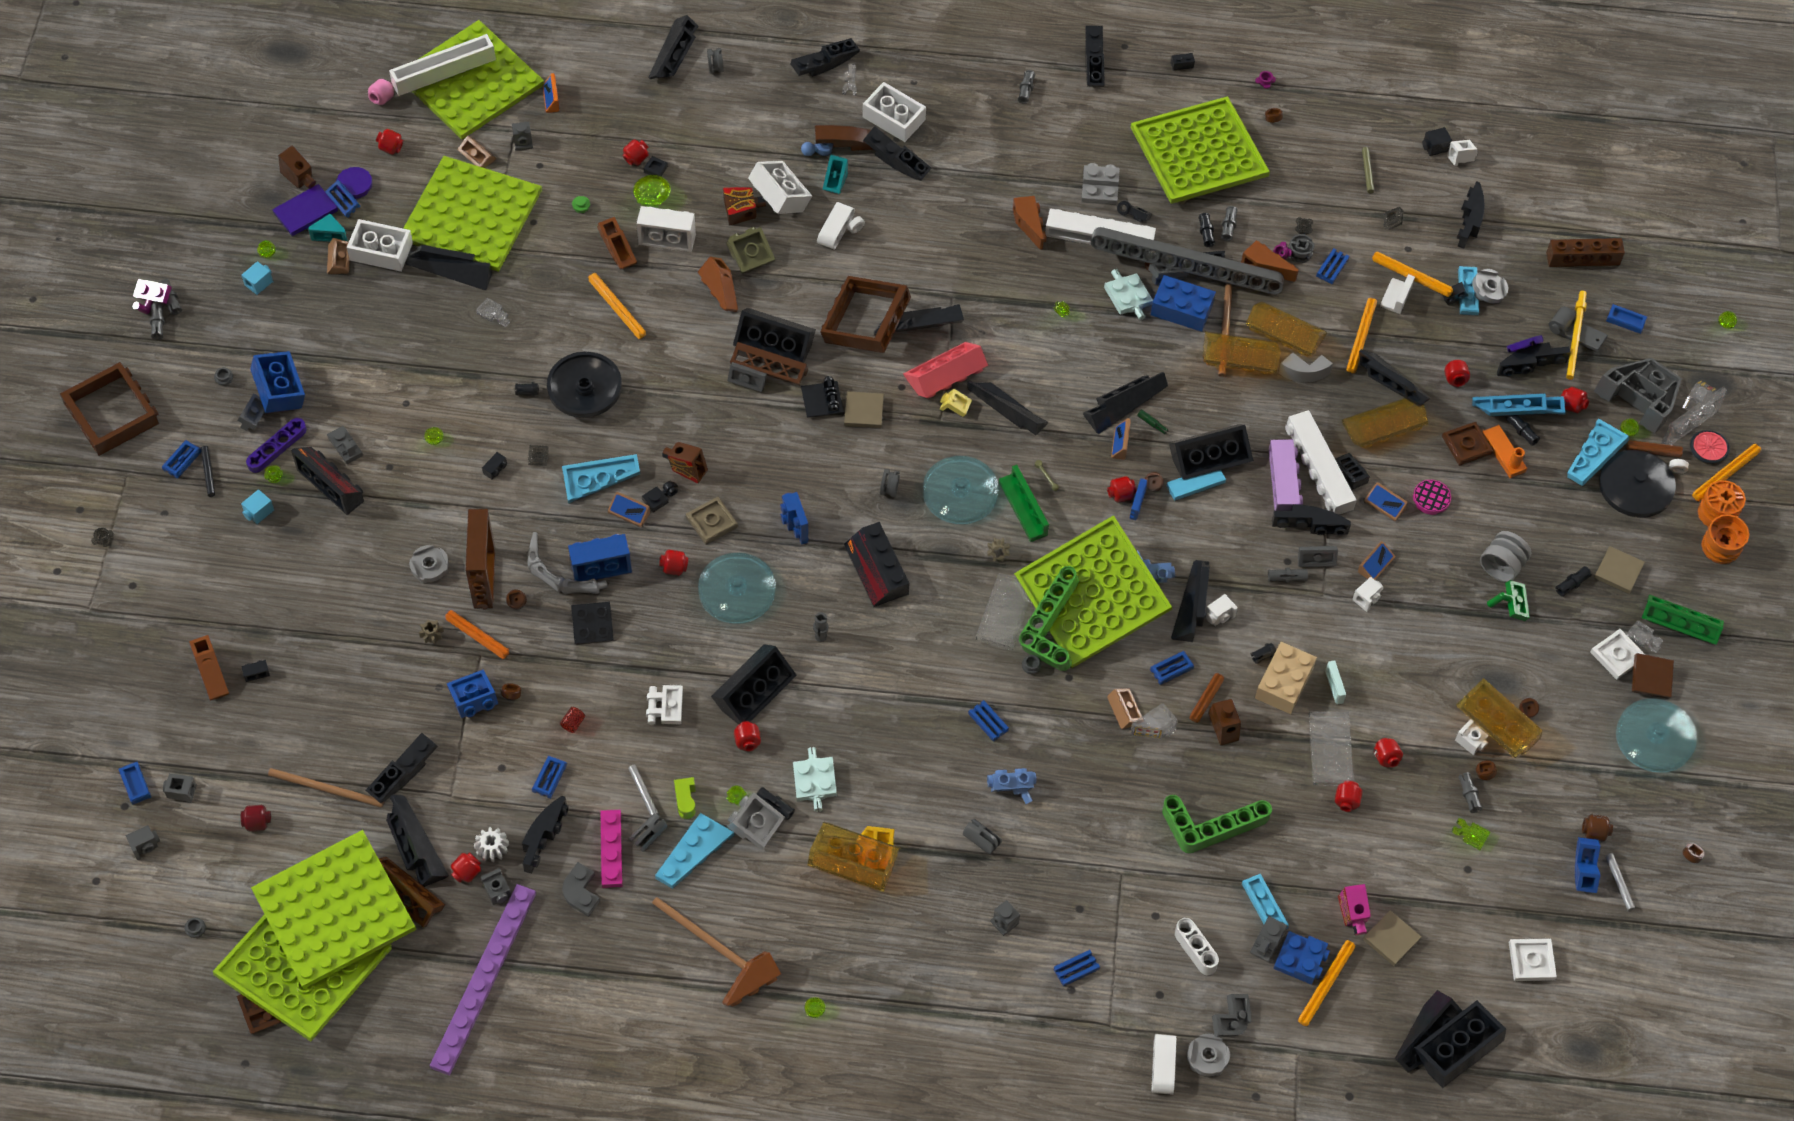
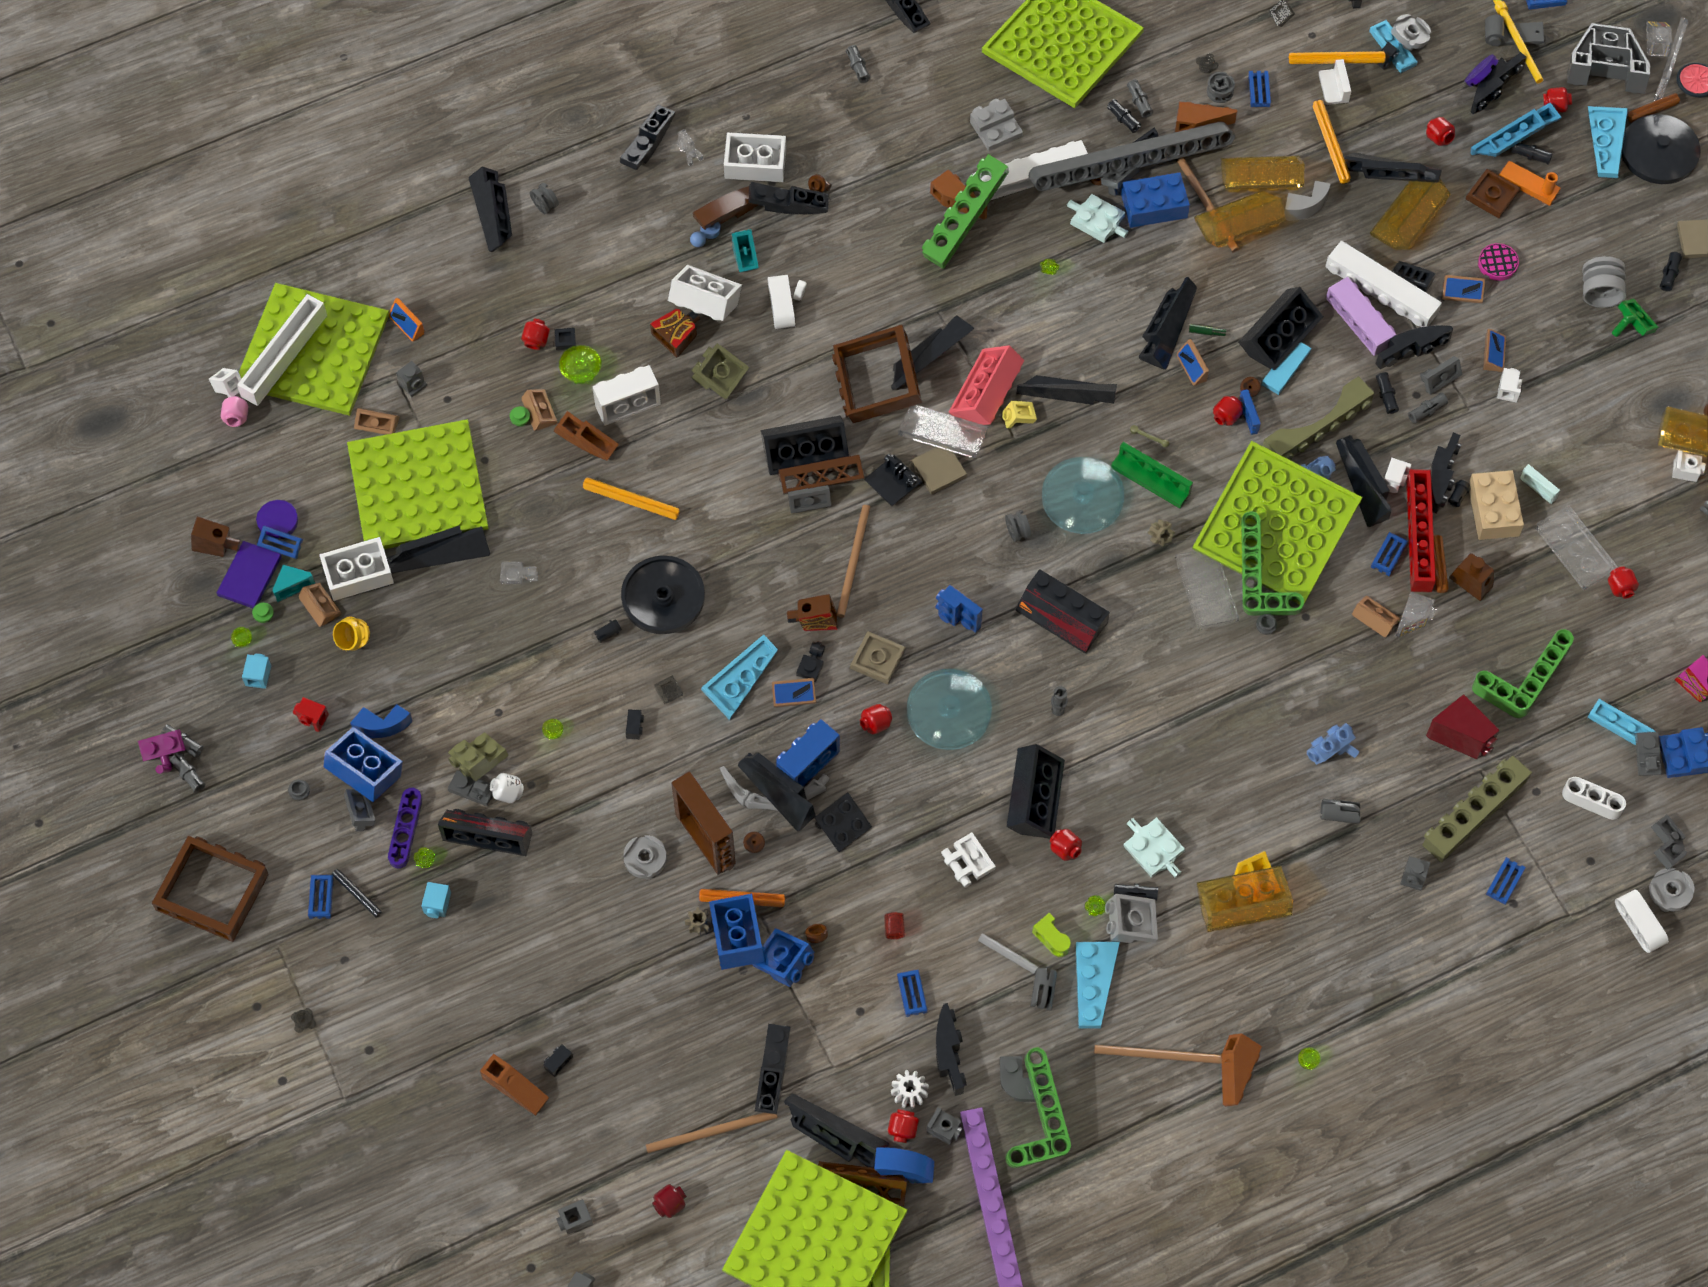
camera: 30 degrees left, 5 degrees up
(134, 783) = (524, 1239): blue tile -> none
(272, 328) = (311, 713): none -> red brick
(294, 241) = (263, 612): none -> bright green plate
(322, 367) = (375, 727): none -> blue brick
(341, 287) = (351, 634): none -> yellow helmet
(362, 424) = (477, 757): none -> olive plate
(366, 457) = (506, 788): none -> white head
(386, 65) = (226, 382): none -> white brick
(389, 141) = (283, 457): red head -> none
(445, 896) = (910, 1164): none -> blue brick
(449, 653) = (736, 931): none -> blue brick
(560, 572) = (779, 789): none -> black wedge
(576, 923) = (1045, 1114): none -> bright green beam
(599, 206) = (539, 408): none -> medium nougat slope
(611, 848) = (1017, 1022): dark pink plate -> none
(719, 280) = (712, 417): dark orange slope -> none
(745, 442) = (853, 561): none -> medium nougat piece
(886, 383) = (943, 430): none -> clear tile
(929, 156) = (818, 183): none -> reddish brown plate
(978, 708) = (1267, 692): blue tile -> none
(1019, 240) = (942, 255): none -> bright green brick
(1086, 906) = (1443, 847): none -> olive brick
(1125, 829) = (1464, 729): none -> dark red slope
(1138, 213) = (1053, 134): black plate -> none
(1207, 662) = (1420, 531): none -> red brick
(1227, 535) = (1353, 398): none -> olive arch
(1258, 629) = (1441, 472): none -> black slope
(1262, 546) = (1387, 393): none -> black pin
(1283, 247) = (1204, 94): magenta plate -> none
(1388, 752) = (1629, 522): red head -> none
(1629, 427) = (1619, 99): clear neon green plate -> none
(1678, 466) = (1685, 113): white tile -> none

